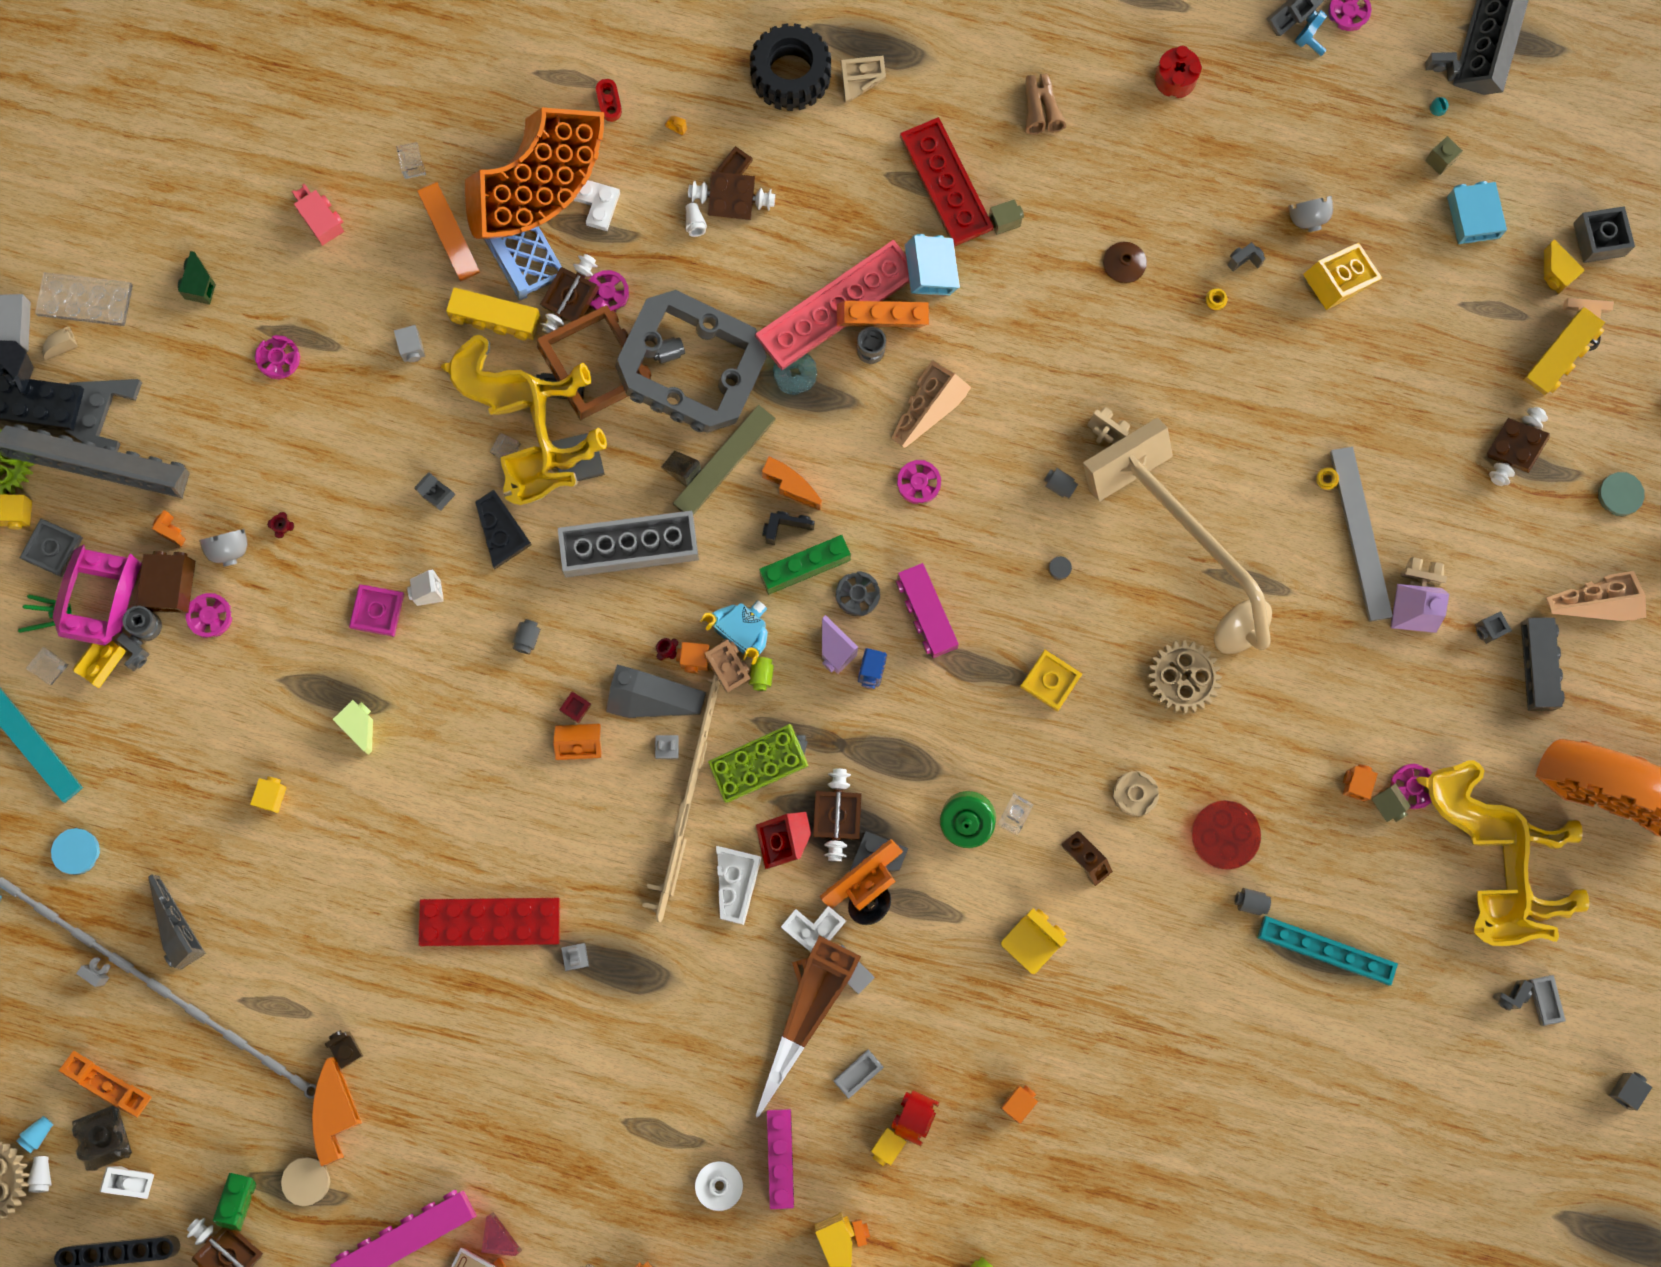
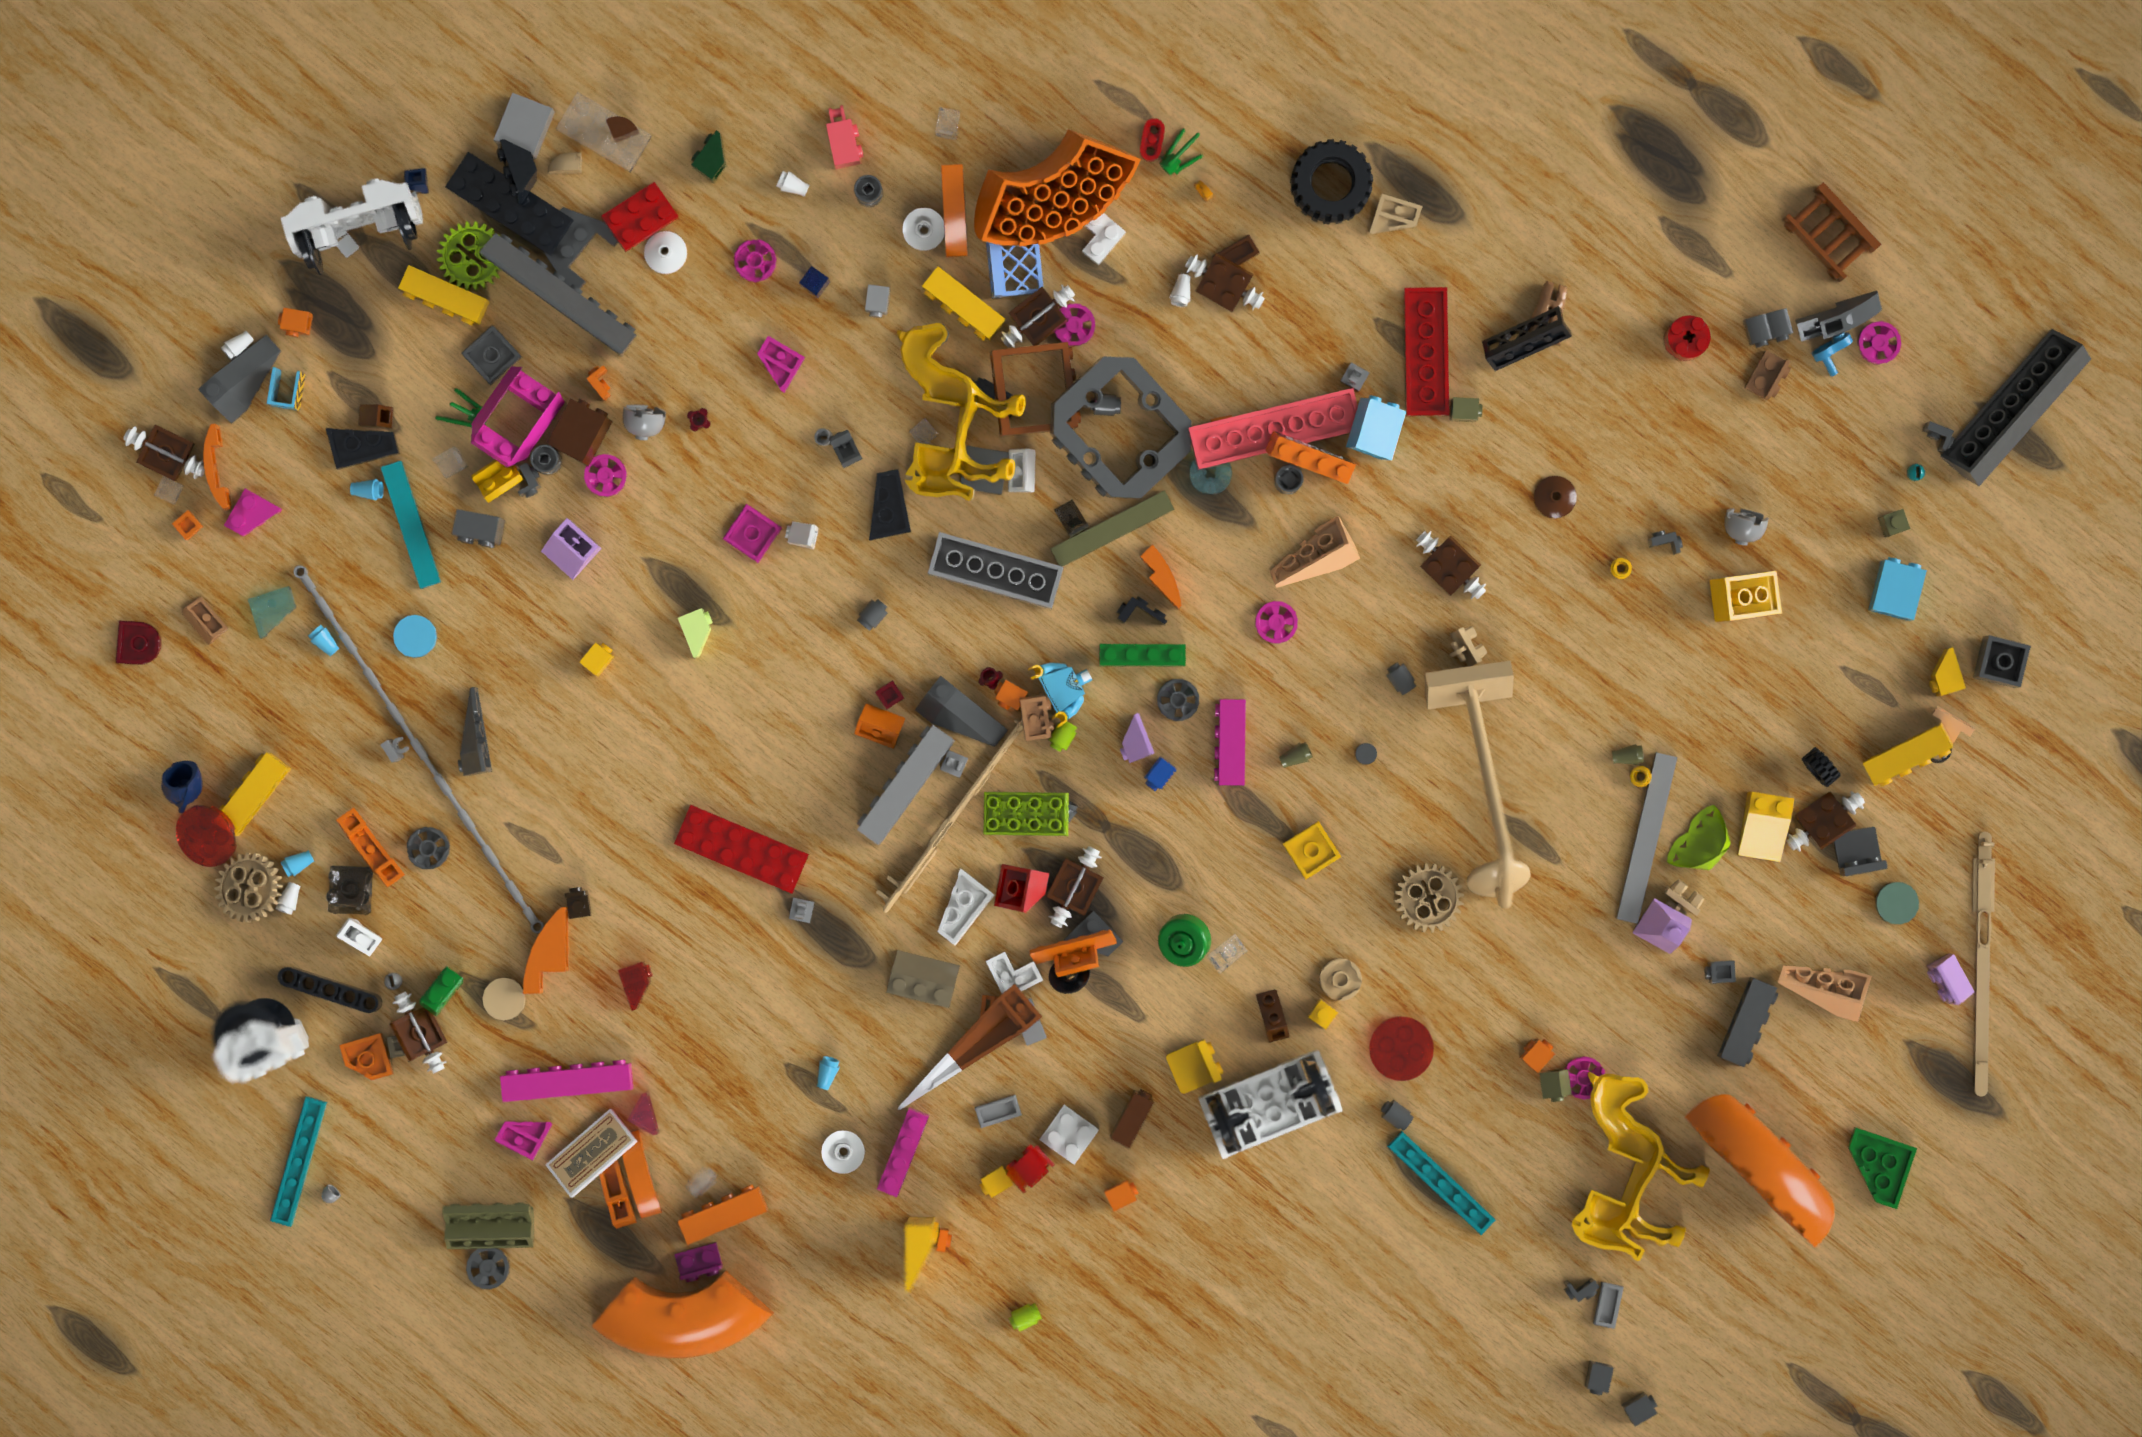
camera: 25 degrees right, 10 degrees up
(97, 284) = (621, 128): none -> reddish brown brick
(97, 715) = (478, 527): none -> dark grey brick
(148, 361) = (639, 217): none -> red plate
(168, 1059) = (428, 848): none -> dark grey piece
(186, 1212) = (397, 979): none -> light grey hinge
(194, 391) = (665, 263): none -> white dish
(199, 698) = (570, 548): none -> lavender slope
(284, 273) = (790, 183): none -> white cone
(339, 438) = (780, 362): none -> dark pink wing
(342, 351) = (814, 282): none -> clear blue brick
(359, 248) = (868, 191): none -> dark grey wheel
(408, 486) = (823, 432): none -> light grey hinge
(426, 253) = (923, 218): none -> white dish
(435, 1104) = (636, 982): none -> clear red slope
(618, 448) = (1024, 473): none -> white slope
(627, 785) = (906, 784): none -> light grey brick
(634, 111) = (1171, 162): none -> green plant
(668, 1109) = (827, 1071): none -> medium azure cone
(725, 972) = (923, 979): none -> dark tan slope
(890, 230) = (1354, 377): none -> light grey tile
(939, 1066) = (1069, 1134): none -> white plate
(995, 596) = (1298, 754): none -> olive cone
(996, 1019) = (1132, 1118): none -> reddish brown brick
(1035, 130) = (1526, 342): none -> black fence
(1058, 360) = (1450, 565): none -> reddish brown plate
(1126, 943) = (1270, 1103): none -> white piece
(1135, 833) = (1322, 1014): none -> yellow brick
(1245, 35) = (1768, 327): none -> dark grey brick
(1265, 77) = (1767, 375): none -> medium nougat bracket
(1307, 463) = (1629, 755): none -> olive cone
(1417, 516) = (1704, 844): none -> lime piece
(1465, 473) = (1765, 826): none -> yellow slope
(1490, 397) = (1821, 767): none -> black tyre
(1563, 462) = (1859, 852): none -> dark grey bracket
(1575, 1077) = (1599, 1377): none -> dark grey brick

